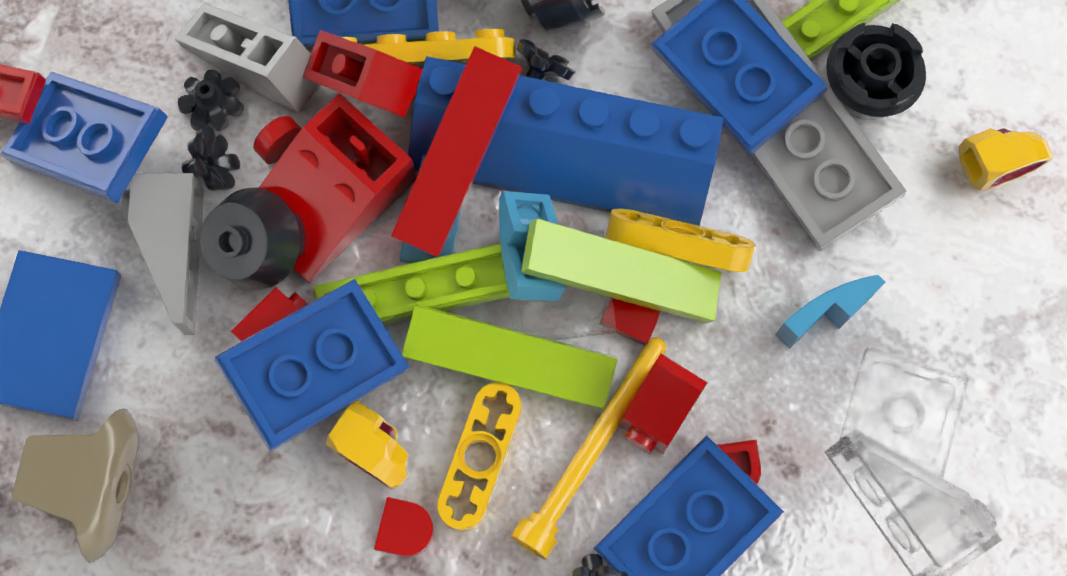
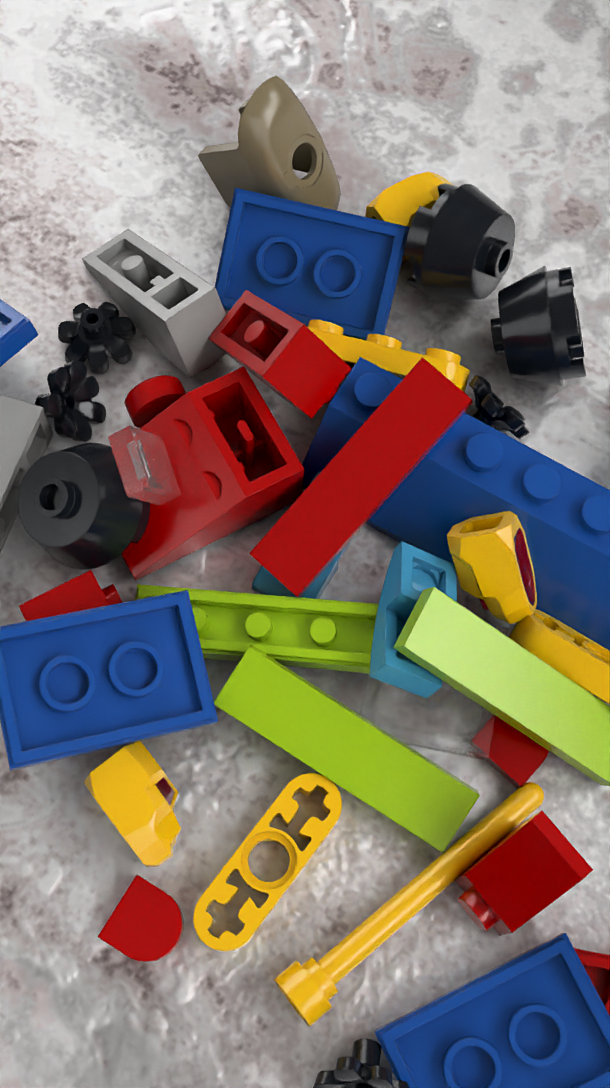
camera: 15 degrees right, 5 degrees down
(289, 195) = (144, 466): none -> clear tile
(578, 185) = (495, 564): none -> yellow rock

